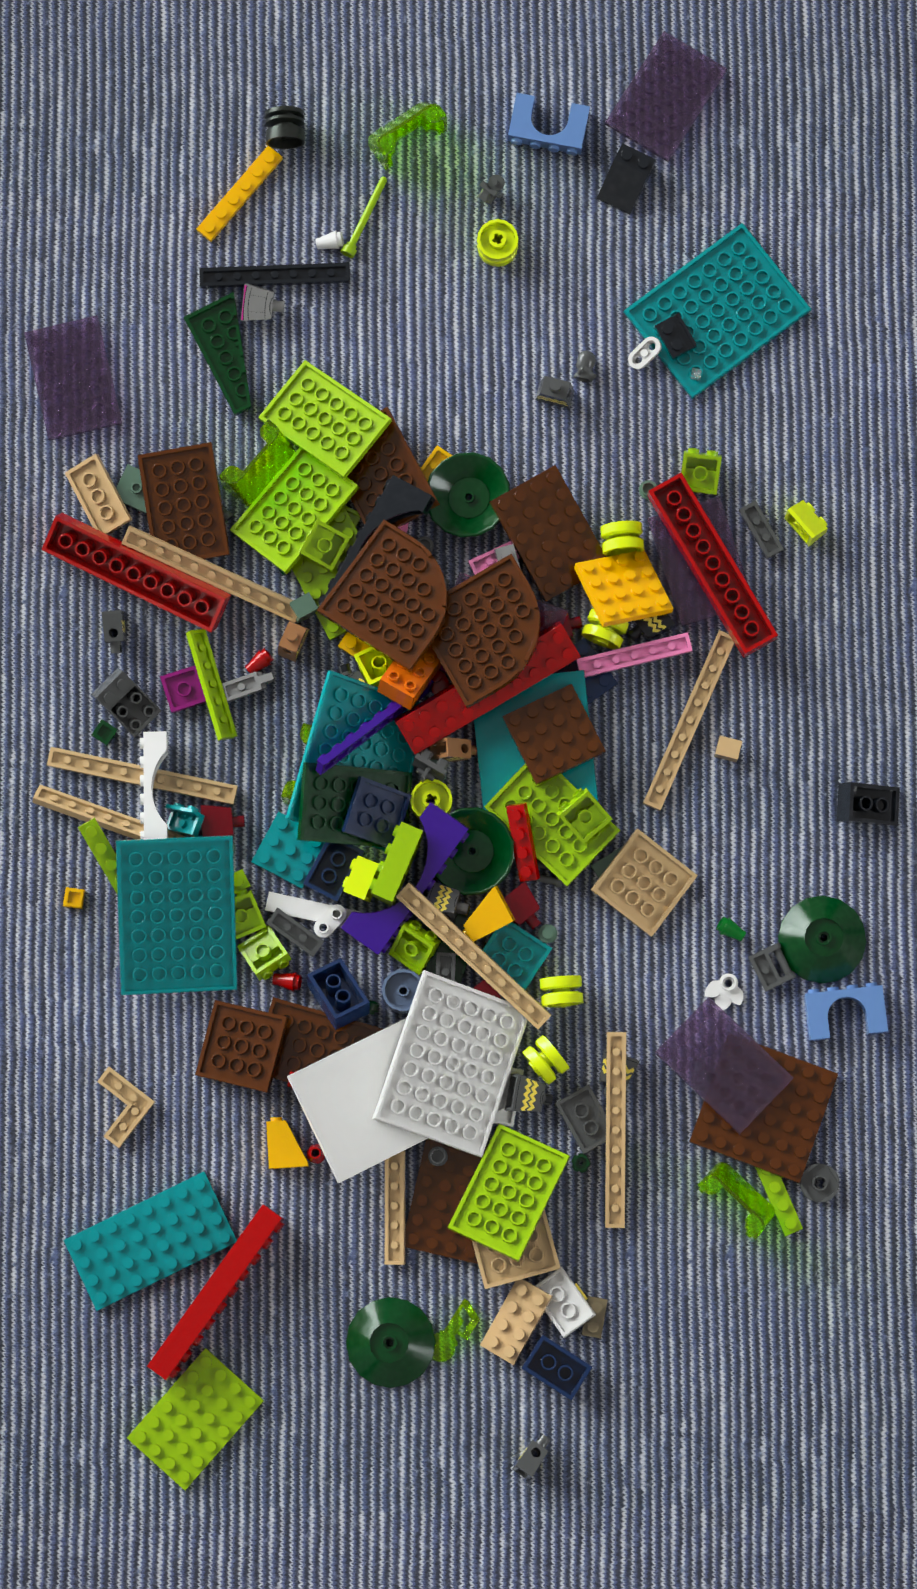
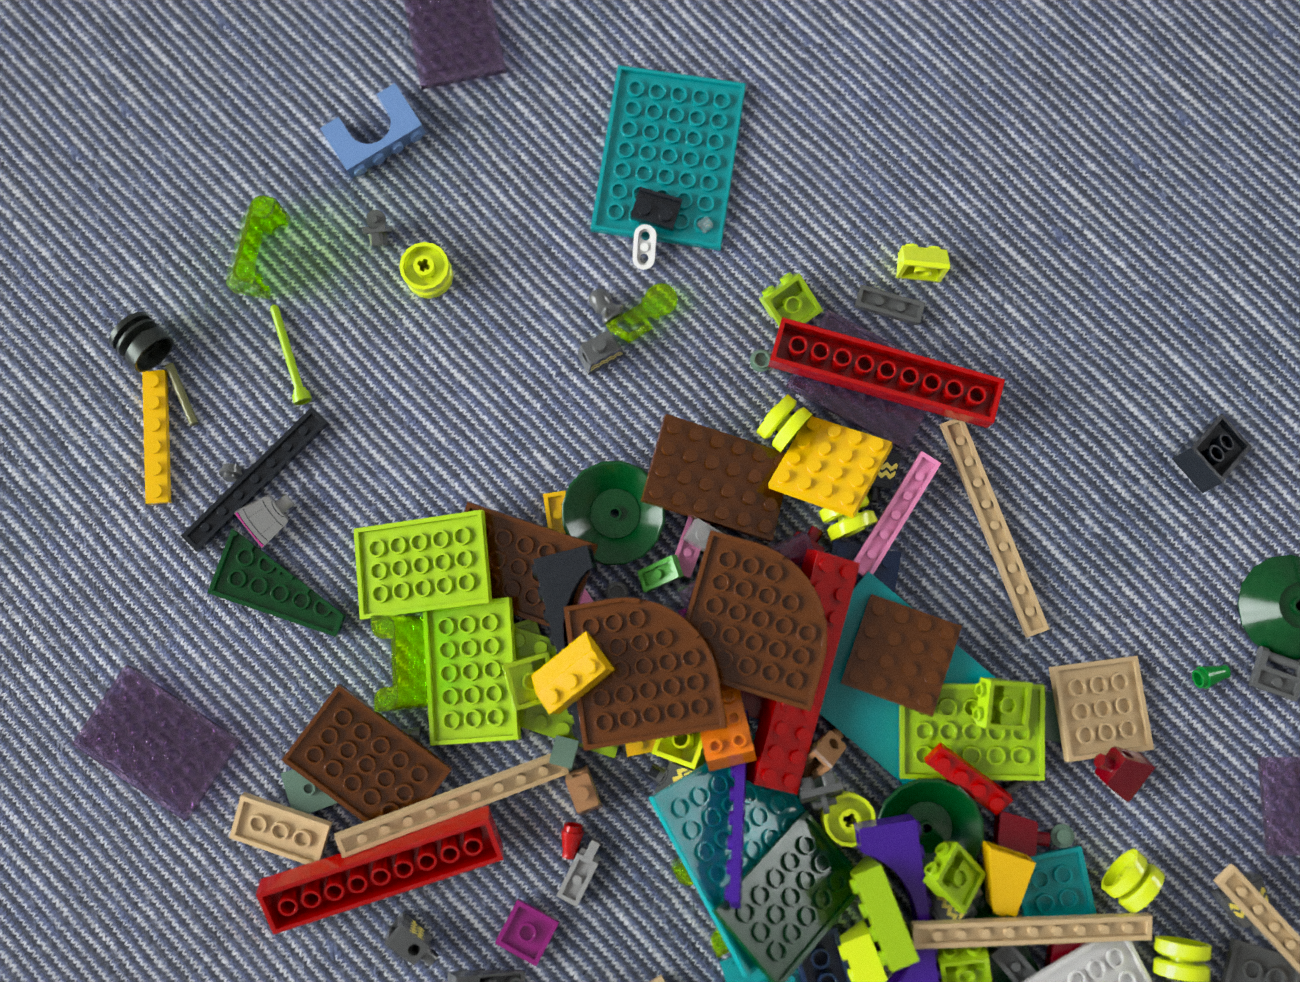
camera: 45 degrees left, 0 degrees up
(211, 684) = (549, 905): lime plate -> none
(263, 257) = (230, 472): none -> dark grey plate
(278, 181) = (182, 396): none -> olive bar
(330, 241) = (278, 402): white cone -> none
(351, 560) = (570, 674): none -> yellow slope
(375, 811) = (816, 885): dark blue plate -> none
(459, 883) = (954, 875): none -> lime plate
(460, 557) = (660, 573): none -> bright green plate
(618, 926) = (1123, 771): none -> dark red torso
(620, 394) = (658, 301): none -> clear neon green piece
(626, 179) = (484, 116): black slope -> none
(725, 995) = (1262, 737): white plate -> none
(728, 748) = (1051, 519): tan panel -> none

